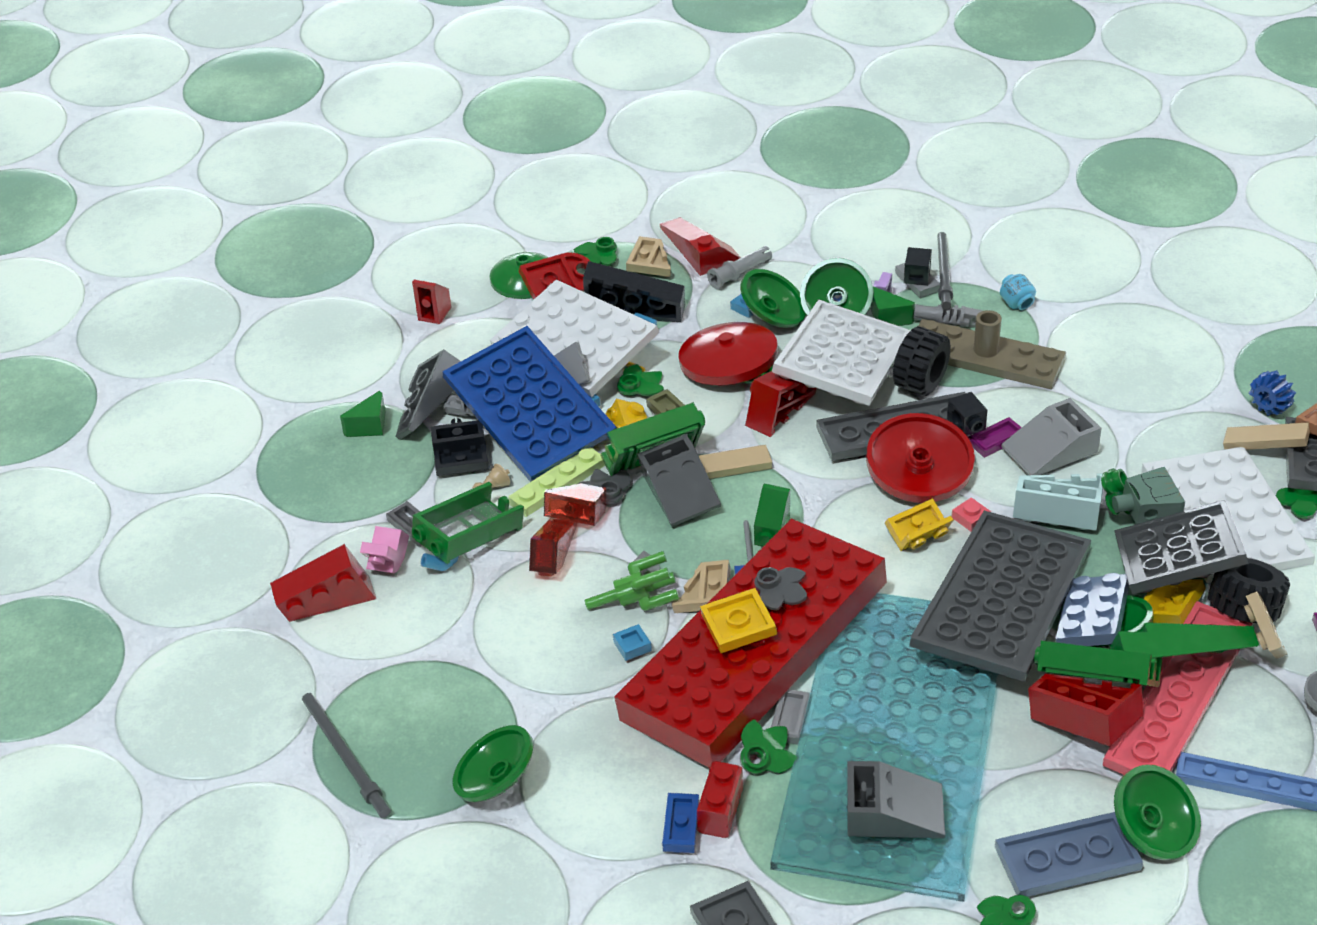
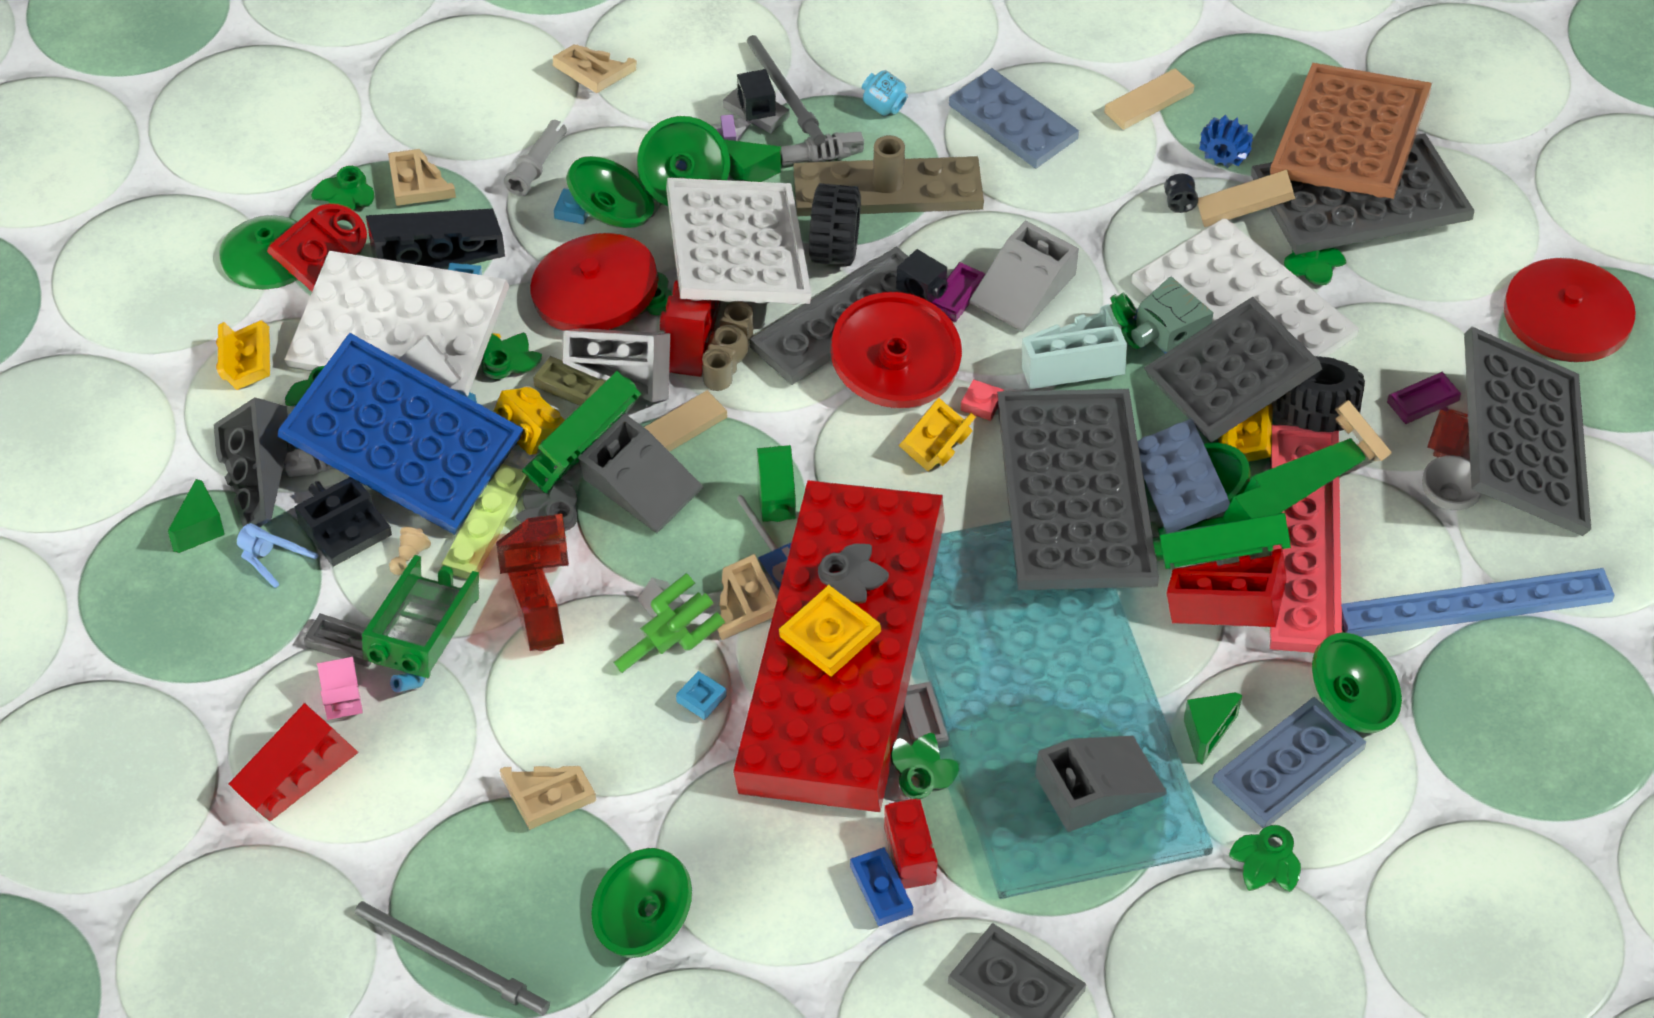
camera: 30 degrees left, 10 degrees up
(397, 445) = (259, 543): none -> light blue plant
(431, 301) = (178, 332): red slope -> none
(463, 329) = (243, 354): none -> yellow bracket
(482, 668) = (548, 792): none -> tan wing
(697, 246) = (471, 145): wedge -> none
(721, 405) = (635, 355): none -> light grey wedge
(797, 420) = (727, 345): none -> dark tan piece
(815, 223) = (592, 67): none -> tan wing
(1019, 799) = (1209, 720): none -> green slope
(1111, 336) = (1013, 118): none -> sand blue plate
(1215, 419) = (1181, 193): none -> black wheel
(1229, 351) = (1149, 98): none -> tan tile

